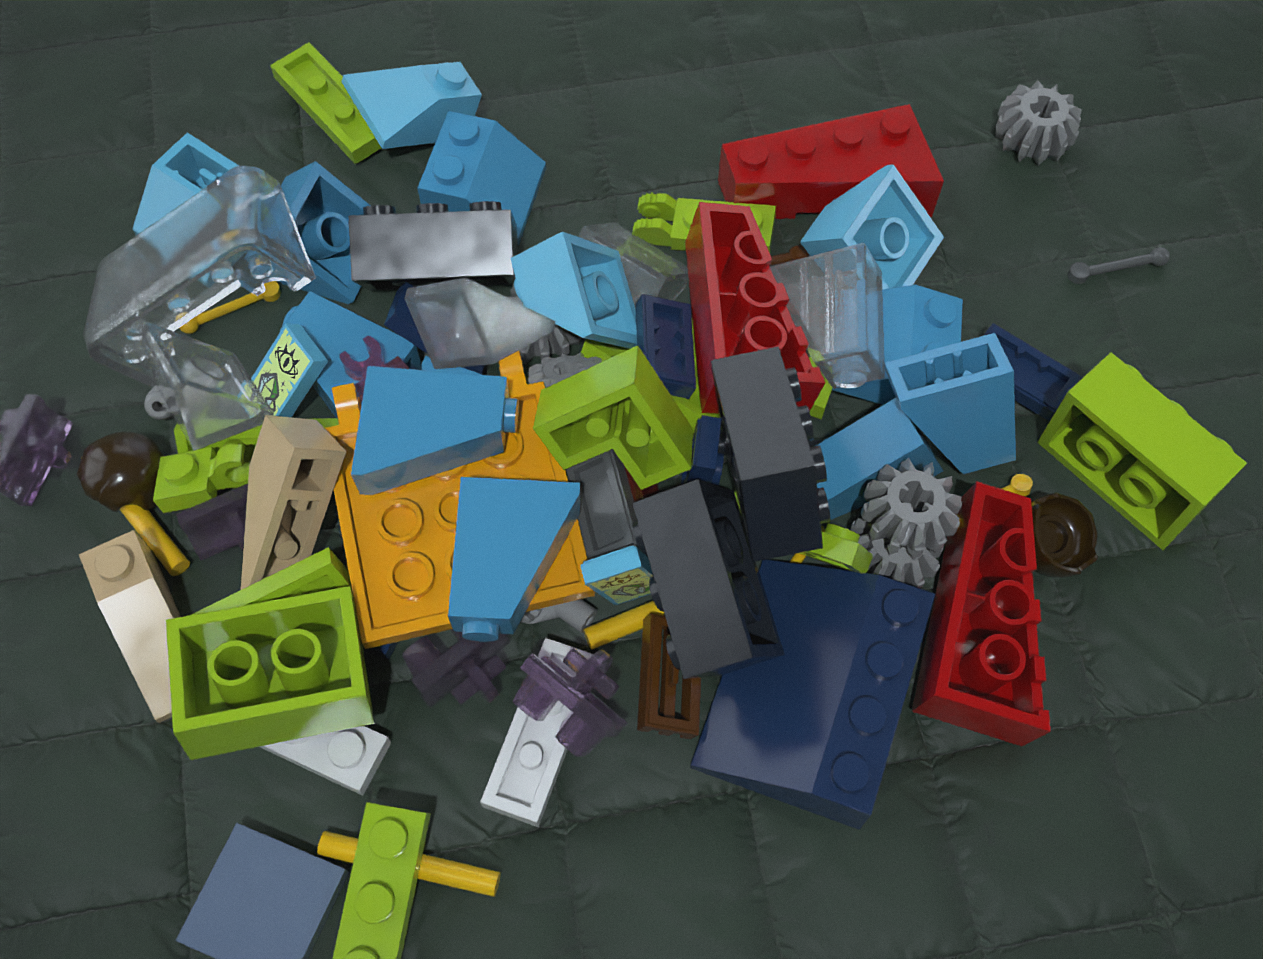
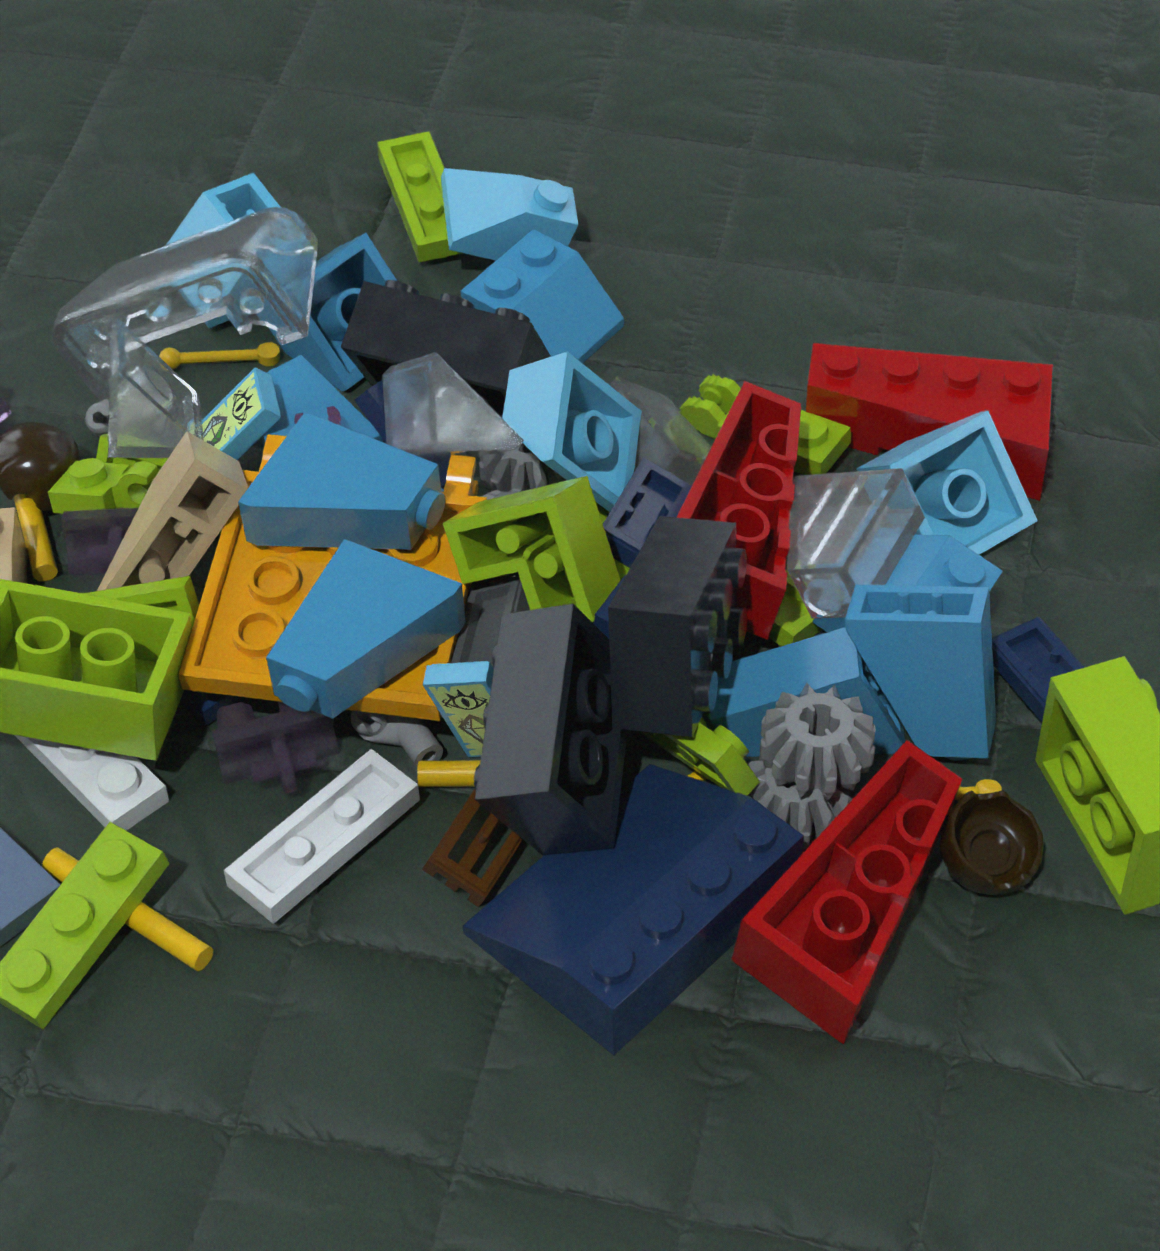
camera: 25 degrees right, 15 degrees down
(551, 683) = (346, 781): clear purple hips -> none

